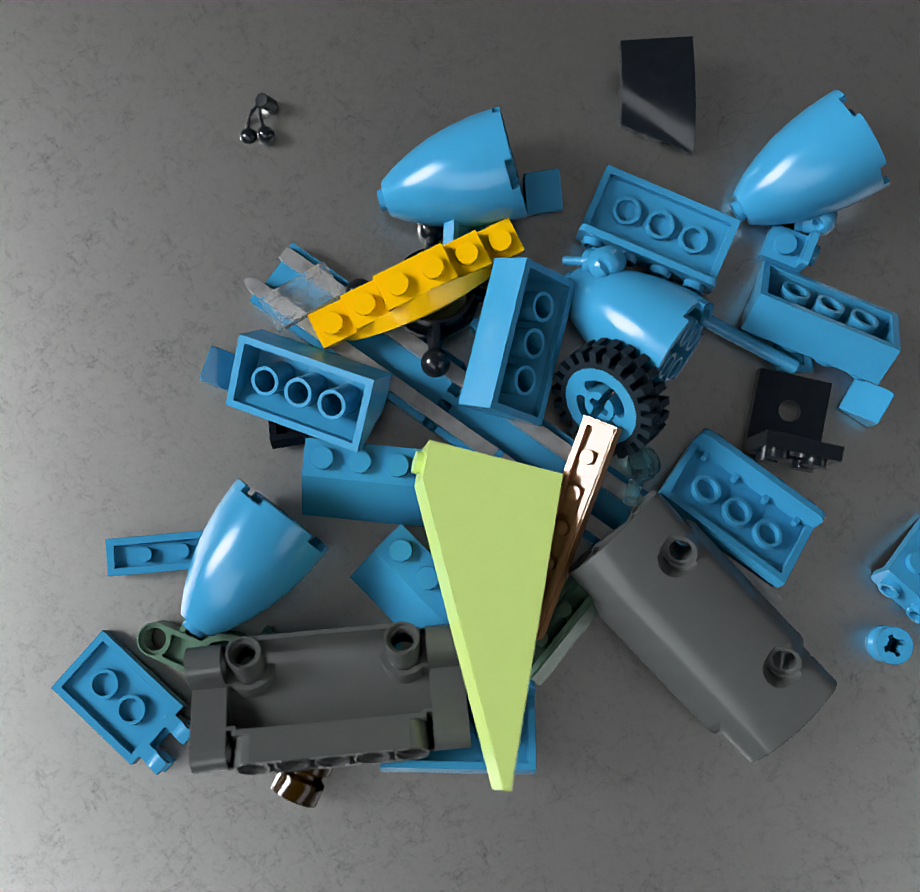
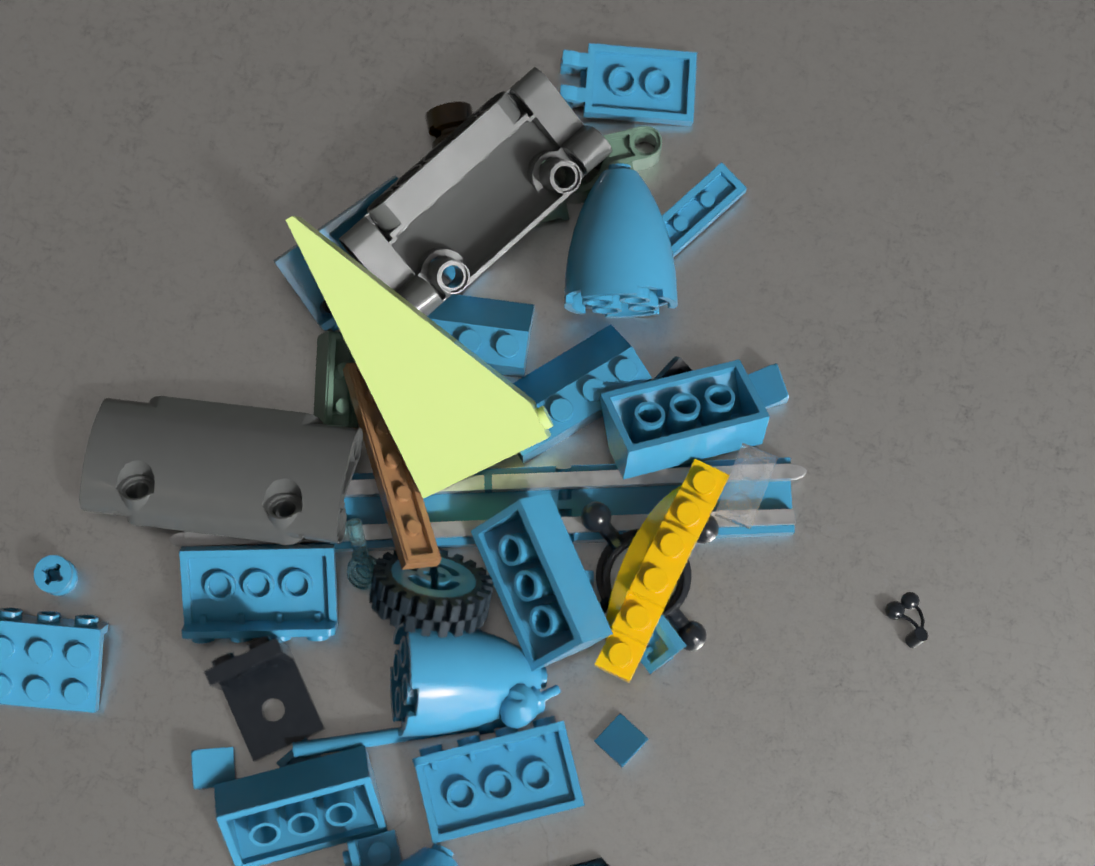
camera: 150 degrees right, 5 degrees down
(457, 175) = (696, 689): dark azure cylinder -> none

